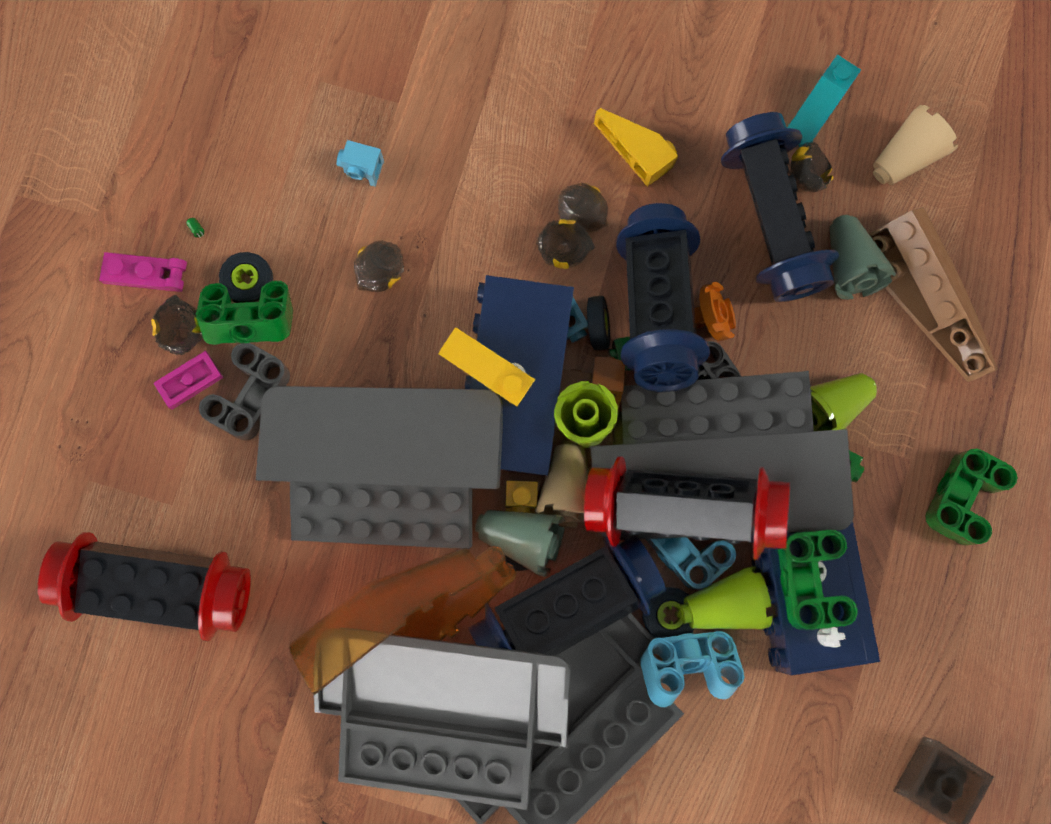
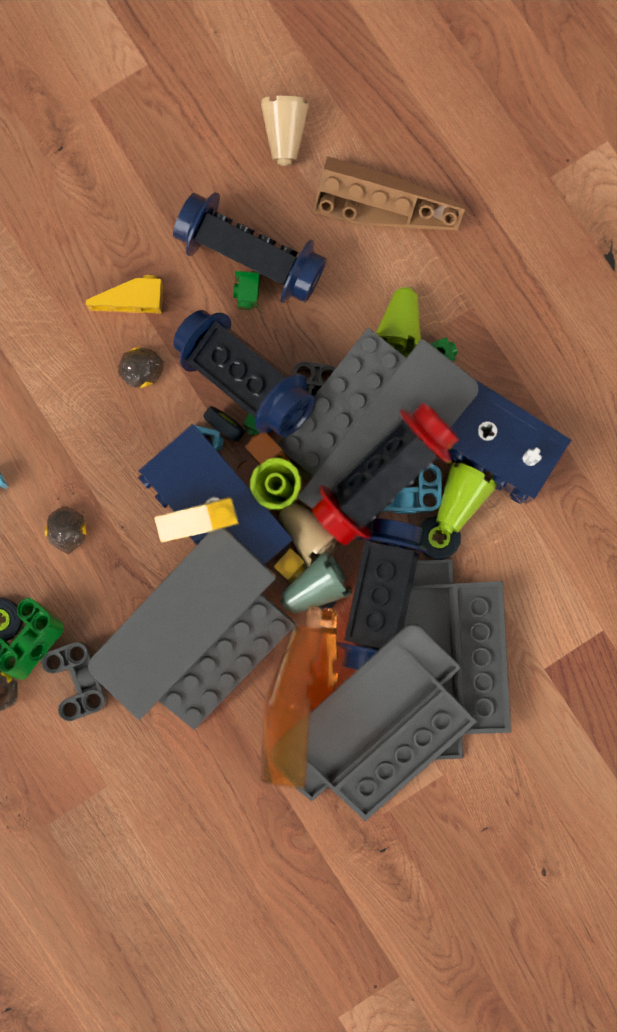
camera: 45 degrees left, 5 degrees up
(144, 585) = (147, 841): black brick -> none
(188, 380) = (36, 711): dark pink plate -> none
(564, 243) = (154, 400): clear smoke hair -> none
(690, 655) = (472, 547): medium azure beam -> none
(715, 312) = (280, 345): orange tile -> none
(738, 240) = (247, 290): none -> green brick
(803, 584) = (486, 444): green beam -> none
(810, 167) = (240, 202): clear smoke hair -> none
(824, 98) = (204, 155): teal slope -> none
(860, 261) = (325, 226): sand green cone -> none
(959, 490) = (516, 296): green beam -> none

